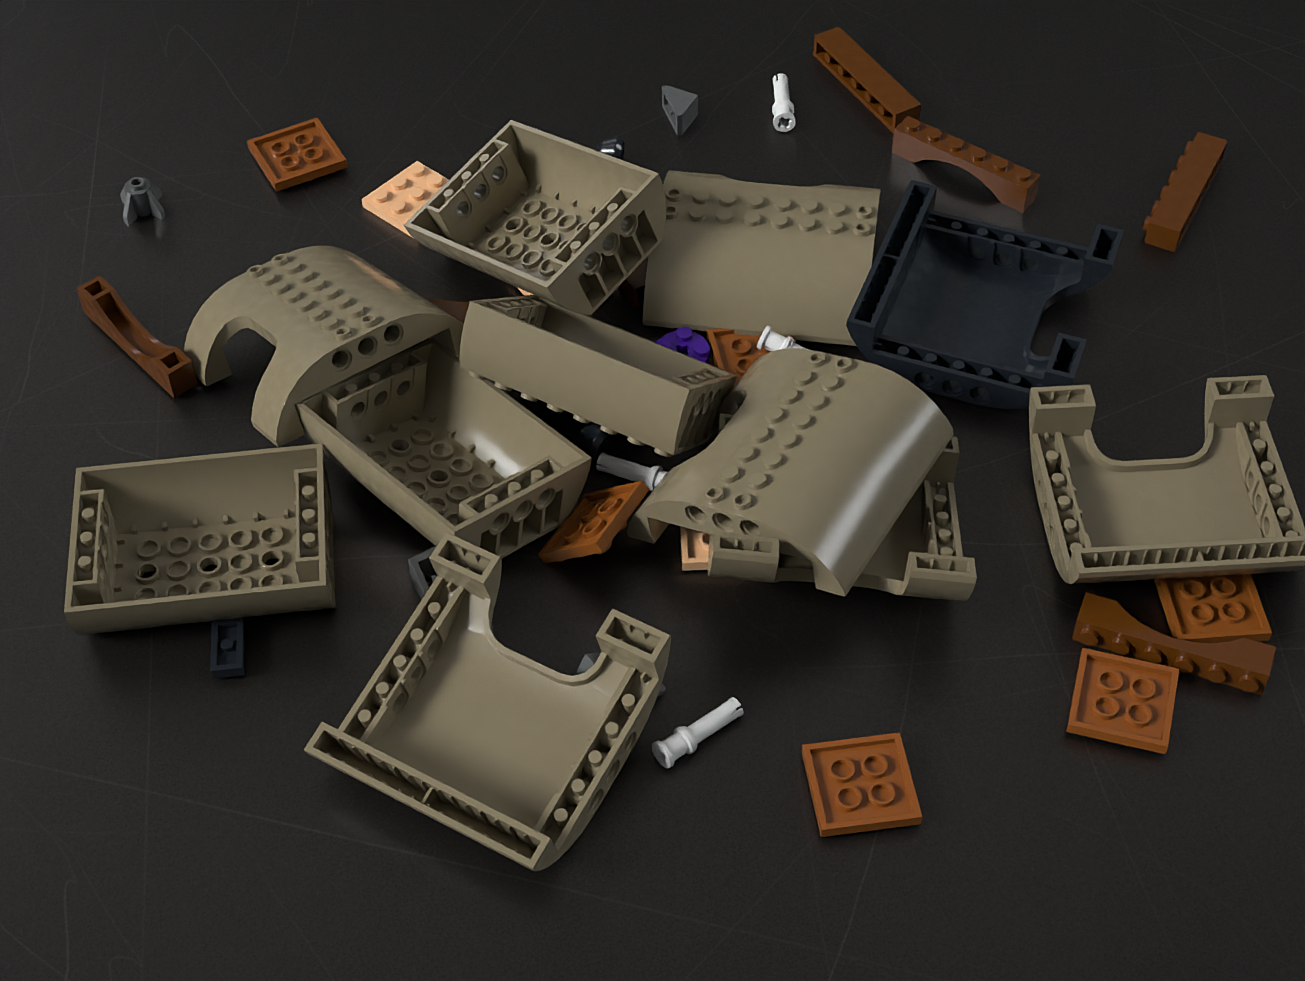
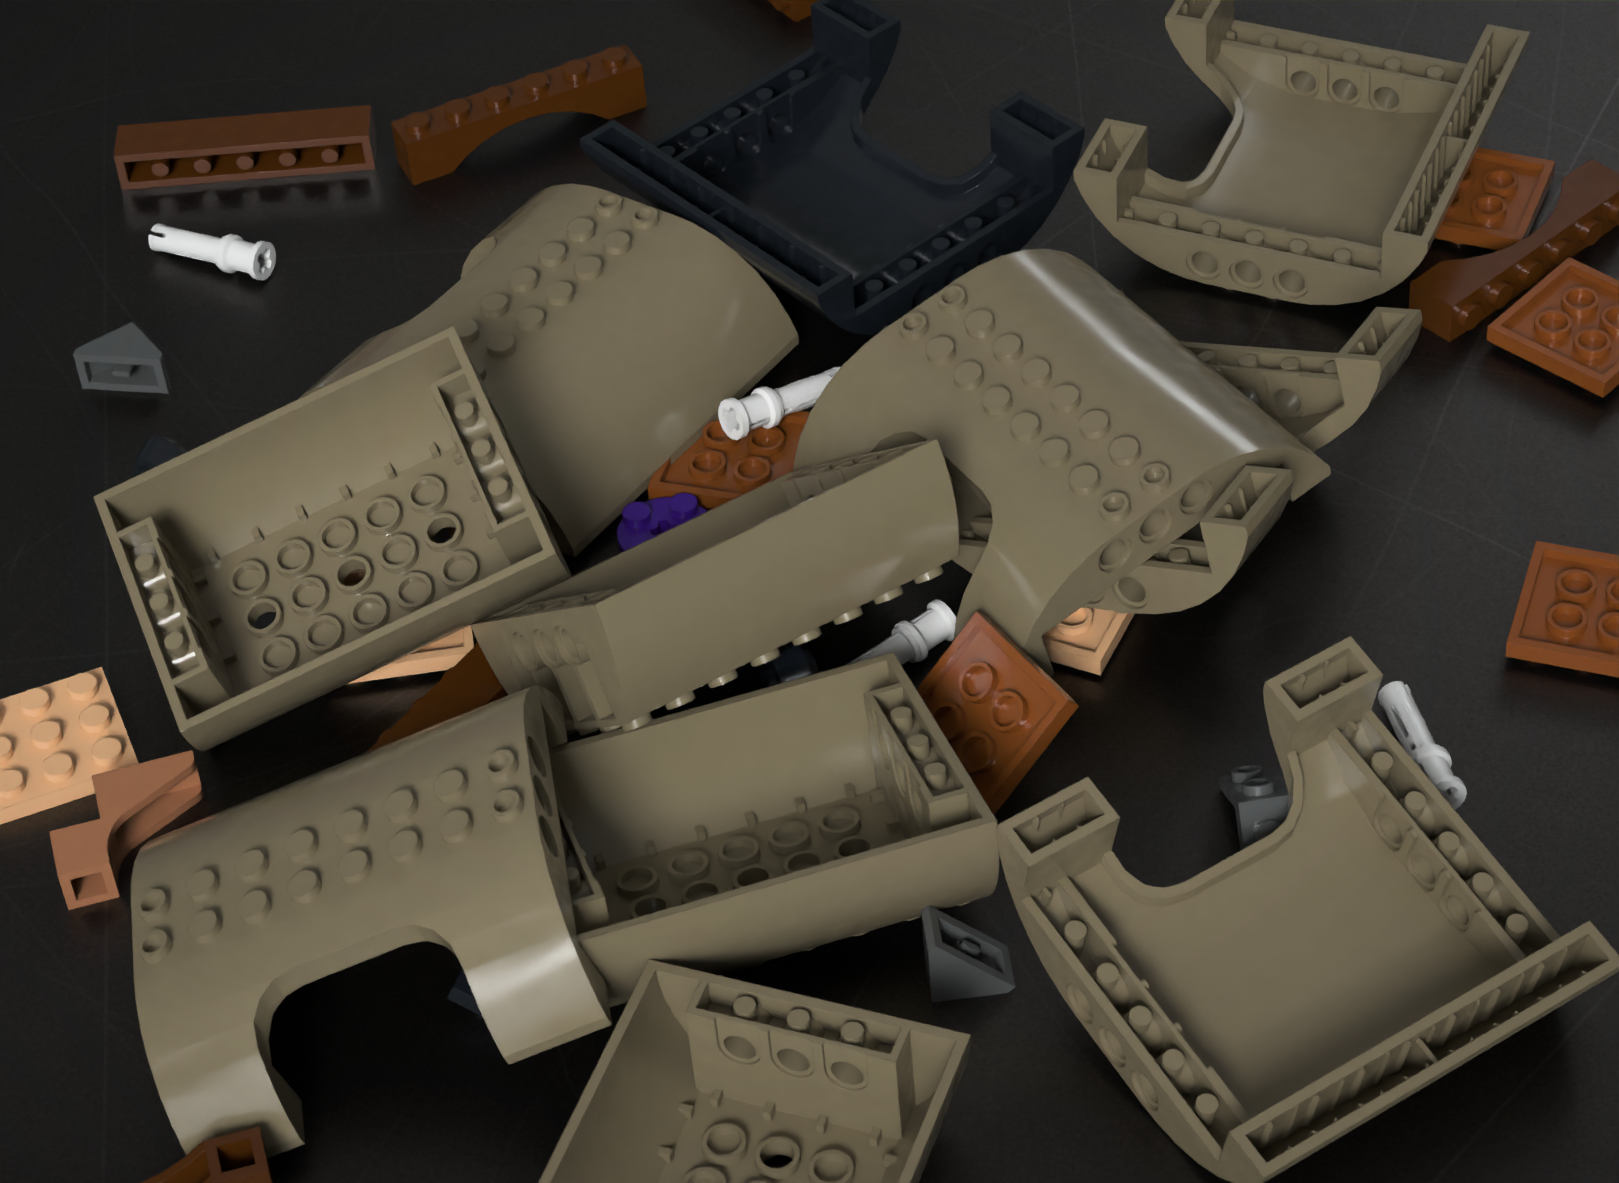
camera: 60 degrees left, 5 degrees down
(382, 241) = (131, 808): none -> nougat arch

